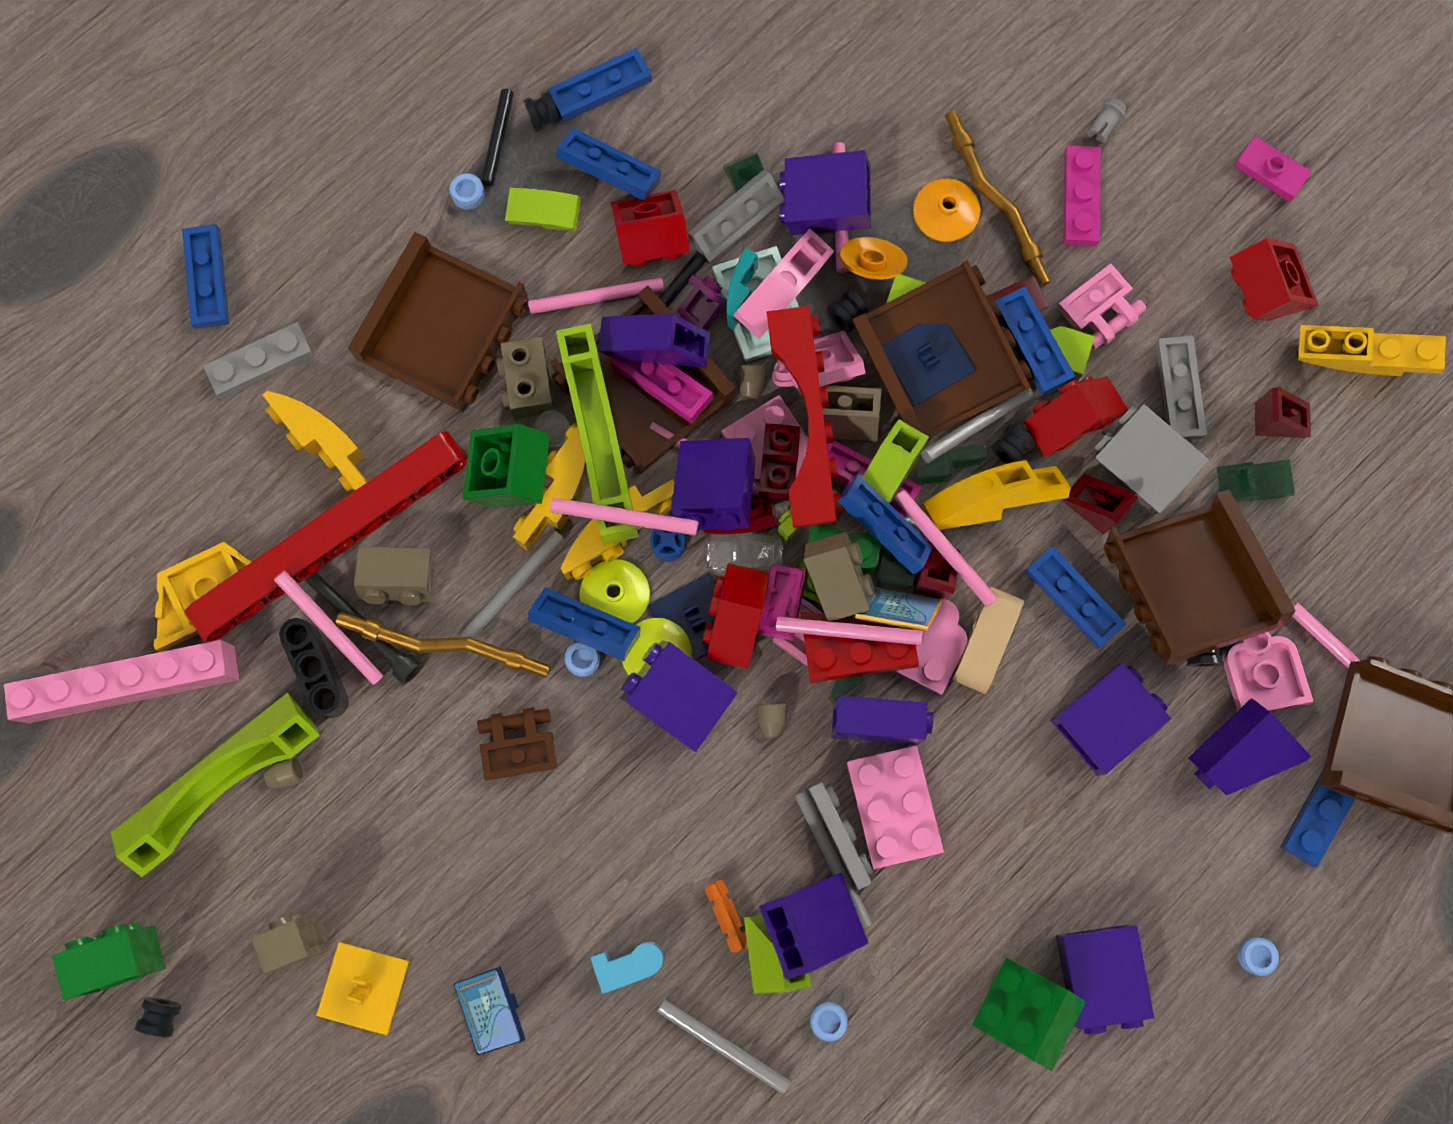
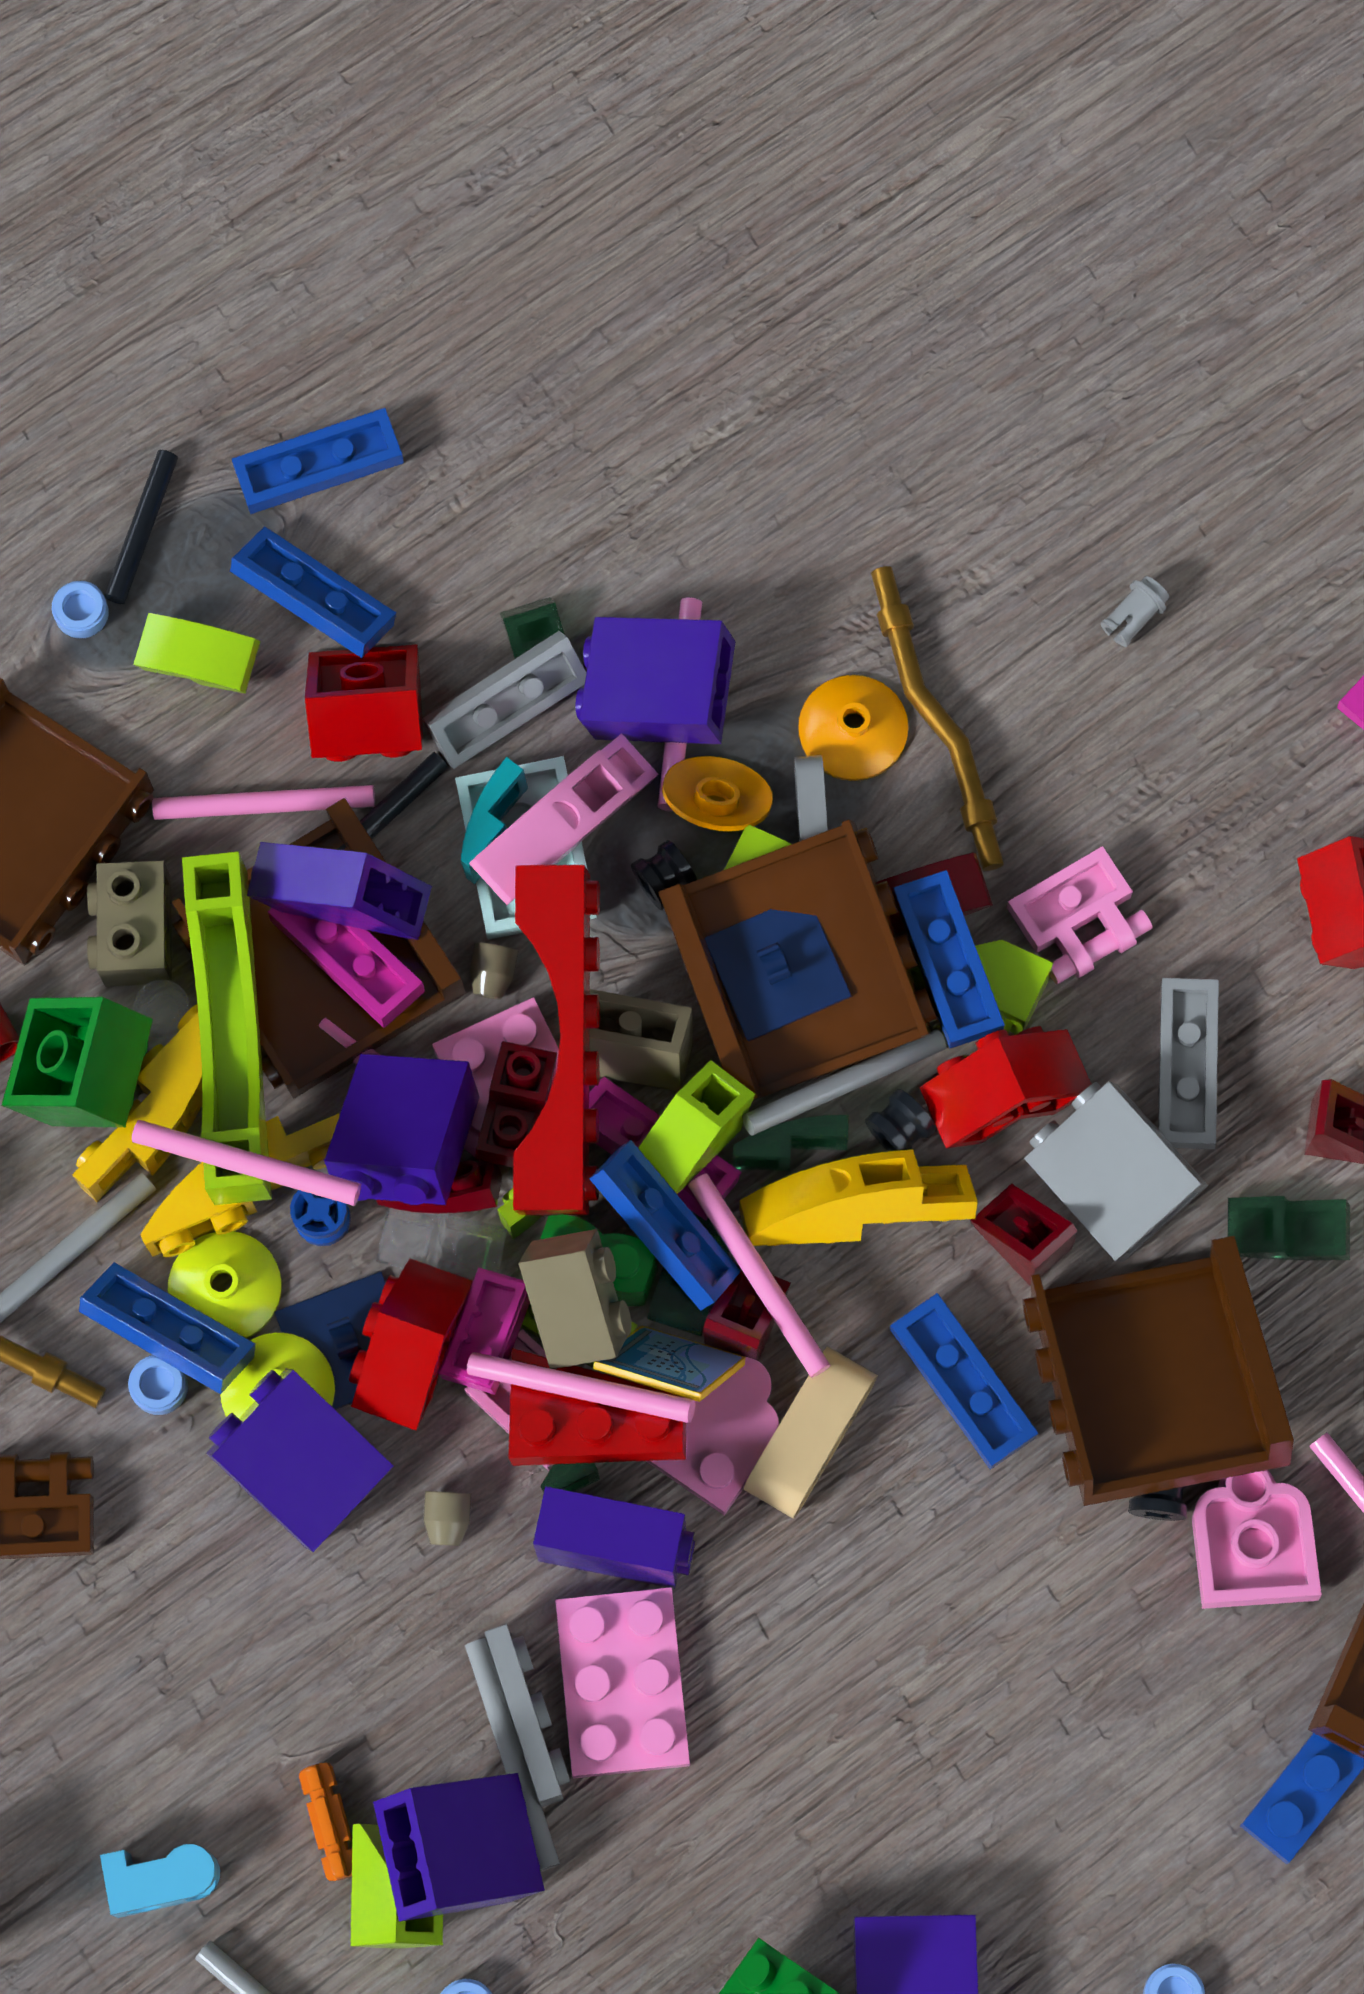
camera: 10 degrees right, 5 degrees down
(542, 111) = (217, 494): black wheel -> none
(703, 302) = (431, 835): magenta bracket -> none
(840, 362) = (629, 952): bright pink plate -> none
(929, 254) = (810, 796): none -> light grey beam
(1081, 196) = (1076, 729): dark pink plate -> none
(1111, 718) = (991, 1582): dark purple brick -> none
(1246, 750) = (1198, 1660): dark purple slope -> none

